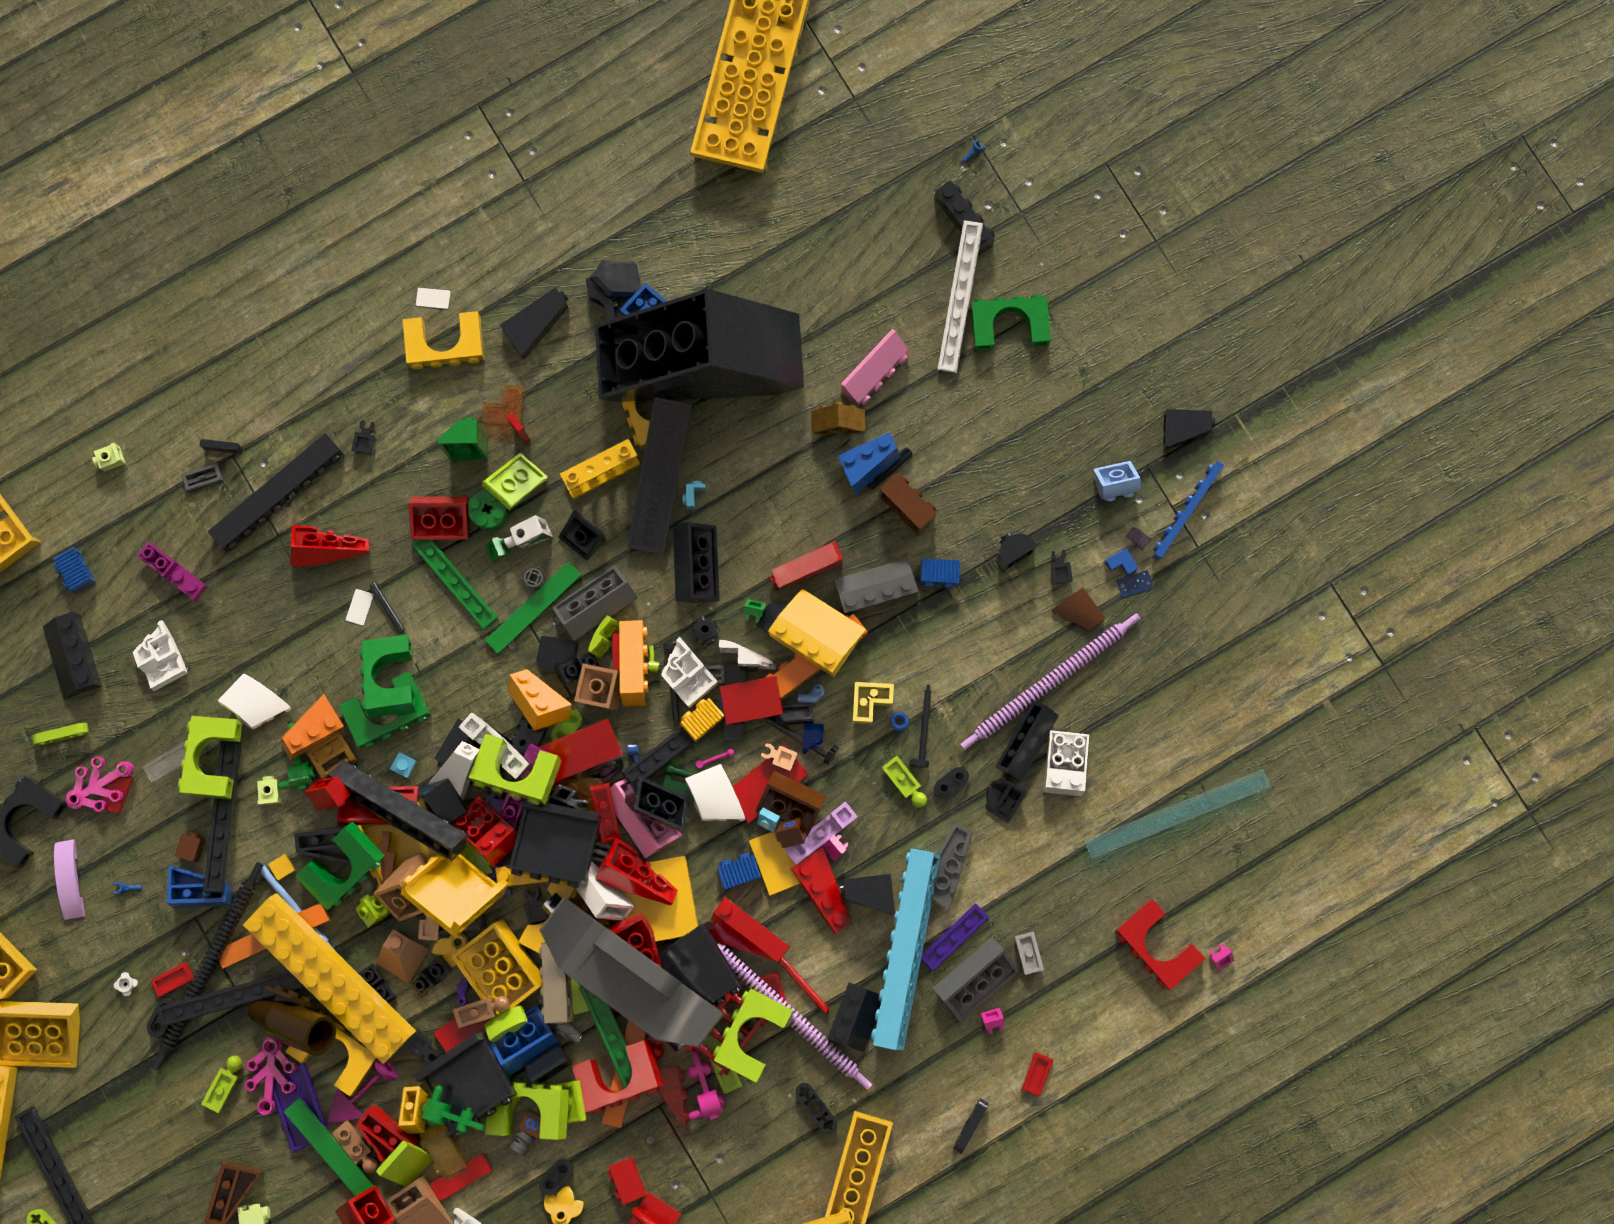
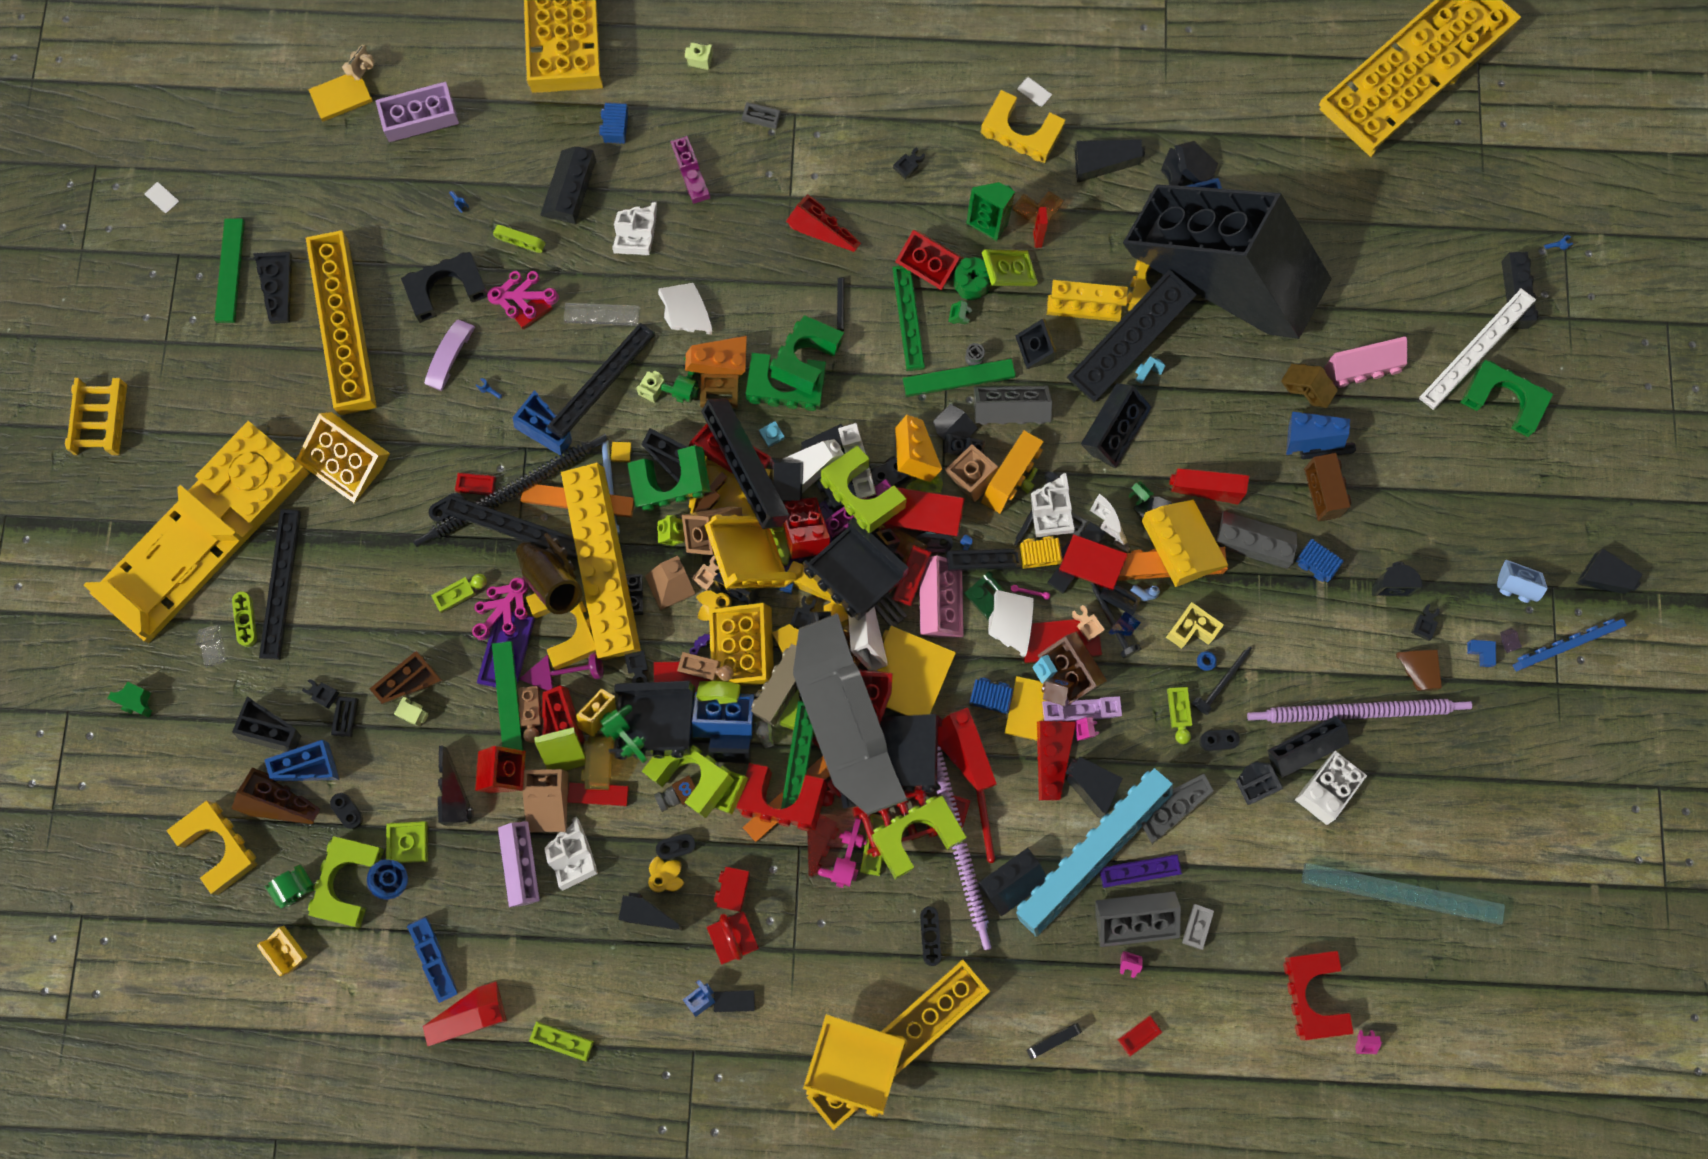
camera: 30 degrees right, 5 degrees down
(119, 985) = (431, 460): white plate -> none
(190, 847) = (560, 389): reddish brown brick -> none
(201, 733) = (629, 305): lime arch -> none
(220, 446) = (791, 100): black tile -> none
(275, 493) = (811, 161): black brick -> none
(328, 793) = (697, 415): red brick -> none
(359, 607) = (818, 290): white sticker -> none
(431, 976) = (682, 615): black slope -> none
(528, 533) = (994, 315): white torso -> none
(600, 642) = (1005, 432): lime slope -> none
(616, 651) = (1005, 451): red tile -> none
(628, 873) = (900, 635): red wedge -> none
(657, 803) = (962, 592): black slope -> none
(705, 638) = (1089, 489): black brick -> none
(1134, 584) = (1482, 677): dark blue sticker -> none

